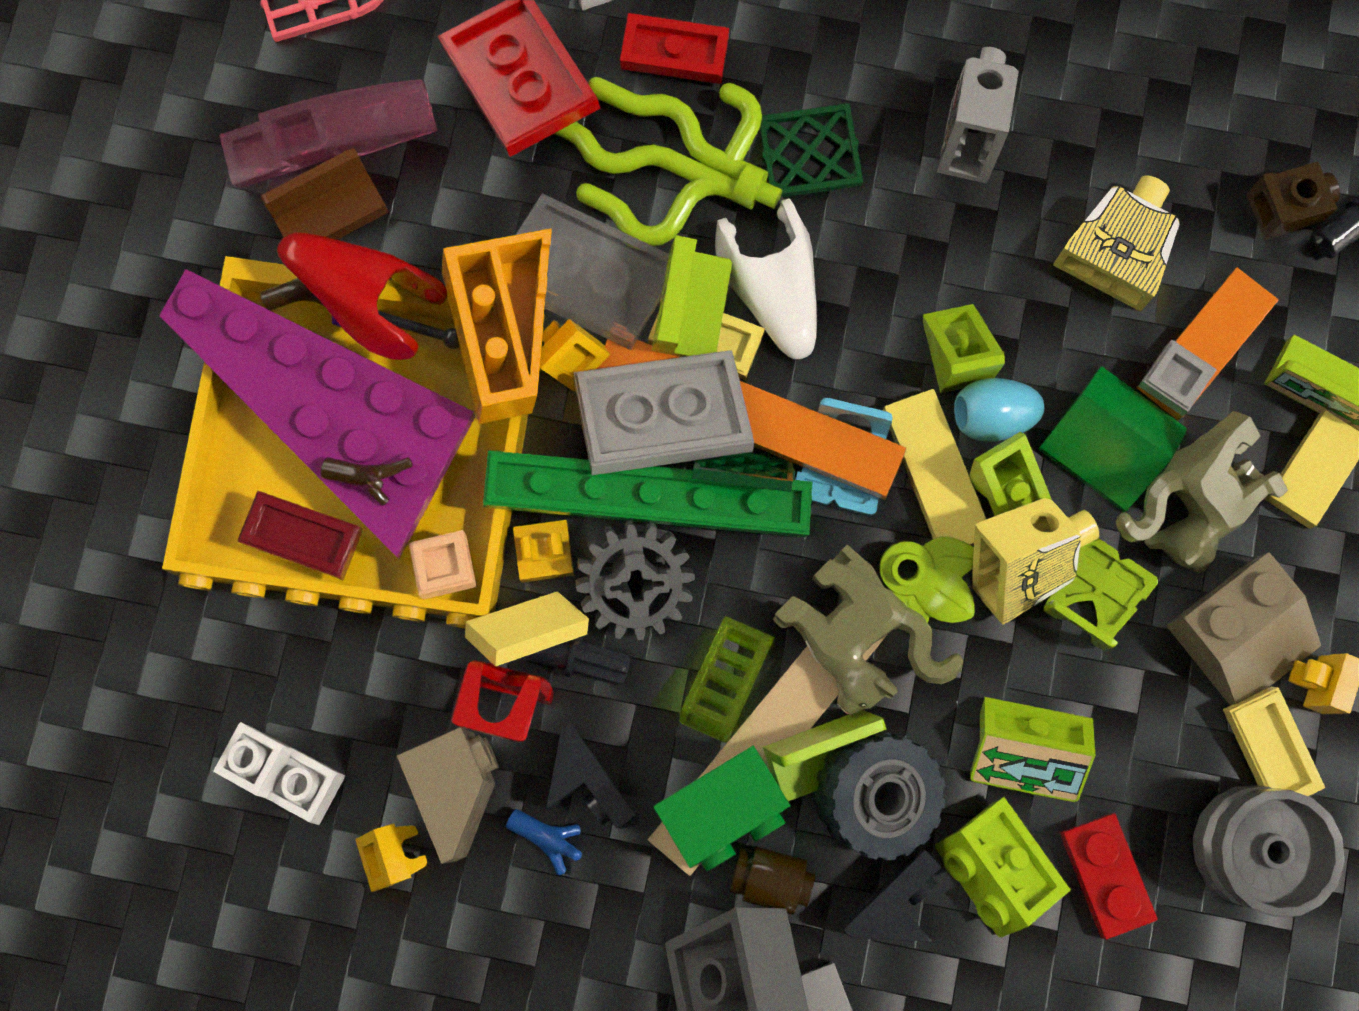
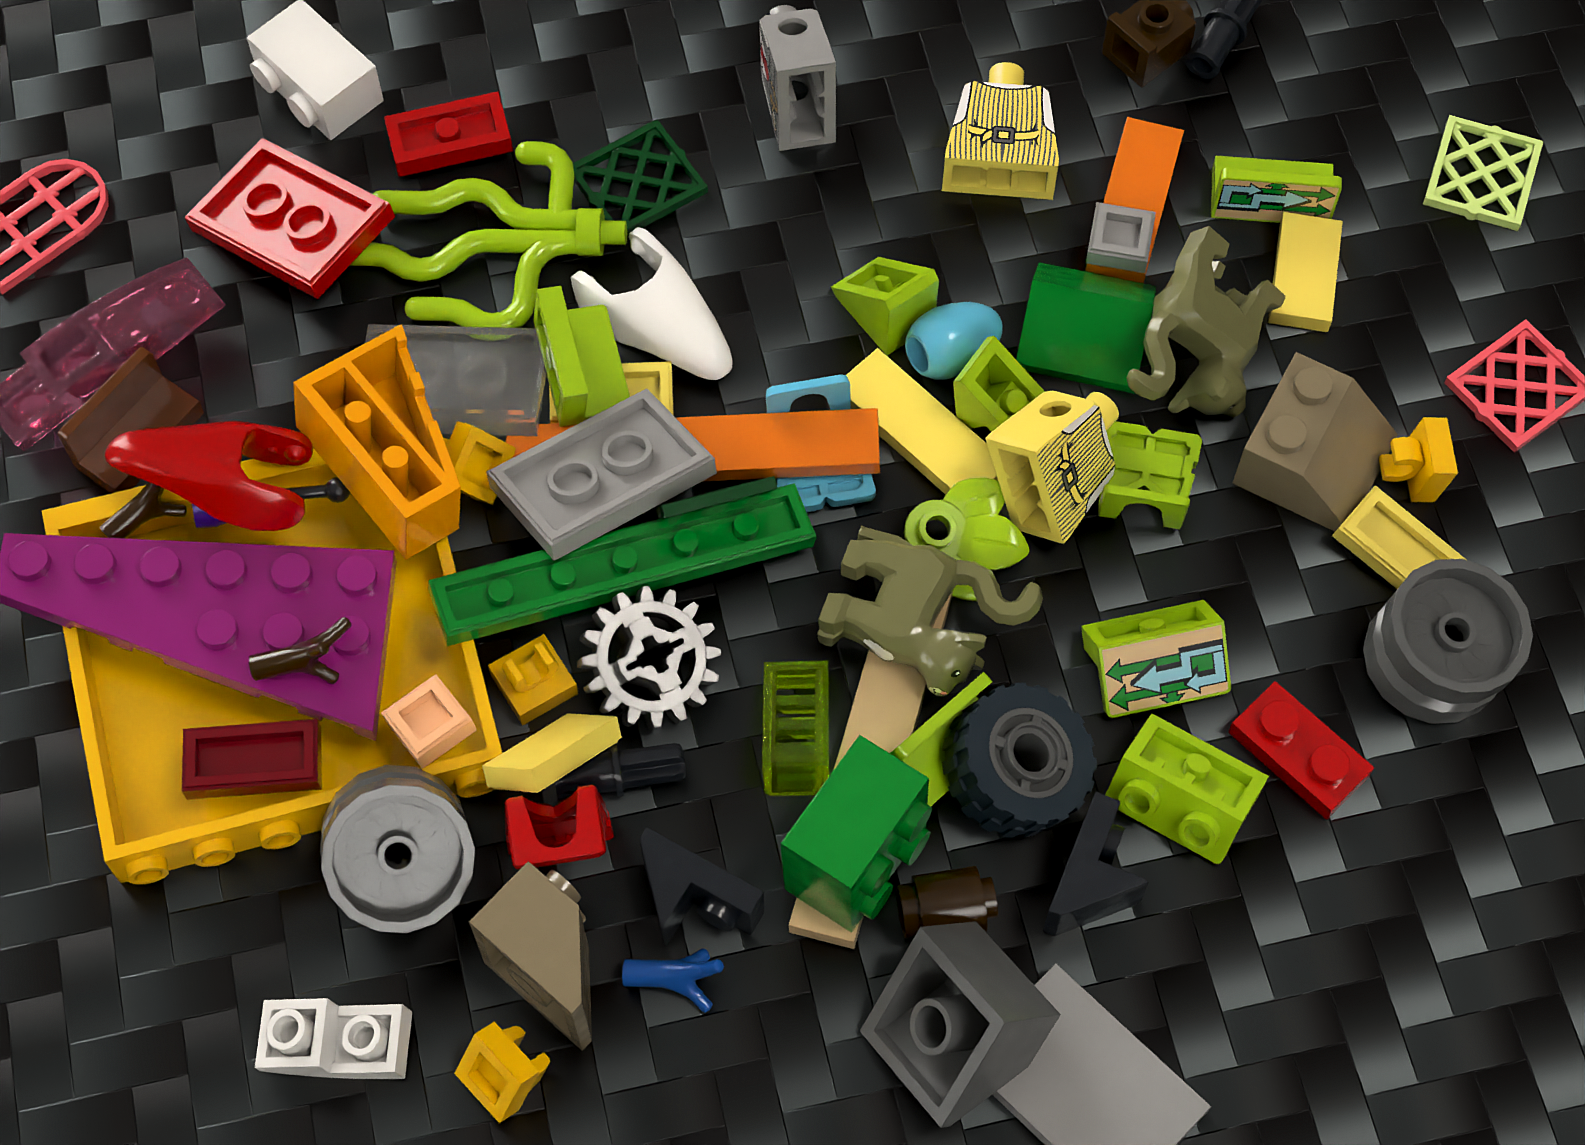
camera: 25 degrees left, 15 degrees down
(375, 658) = (424, 875): none -> wheel

